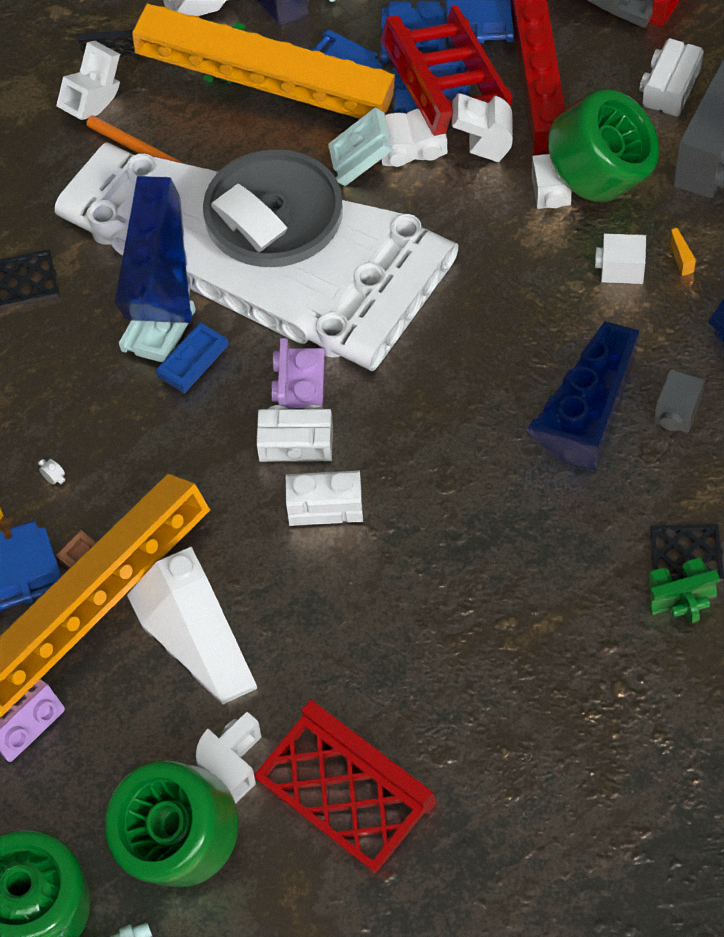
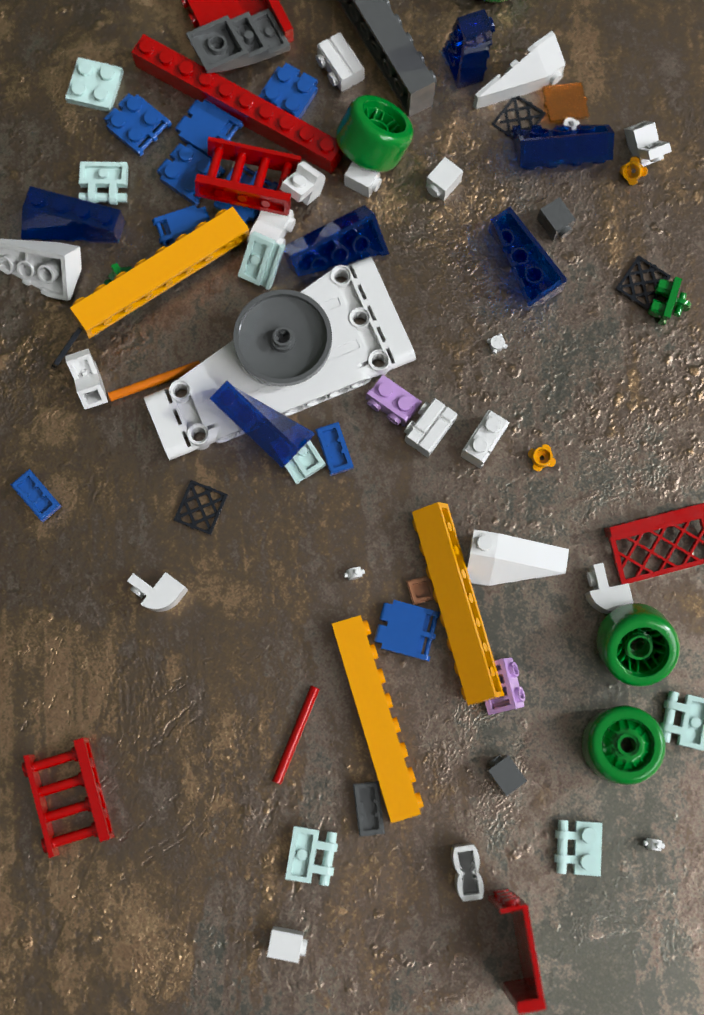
camera: 60 degrees left, 20 degrees up
(250, 216) = (288, 354): white slope -> none
(350, 570) = (544, 451): none -> light orange plate
(446, 205) = (337, 243): none -> clear blue wedge
(465, 442) = (497, 343): none -> white piece
(593, 58) = (290, 91): none -> blue plate
(682, 253) = (460, 147): light orange piece -> none

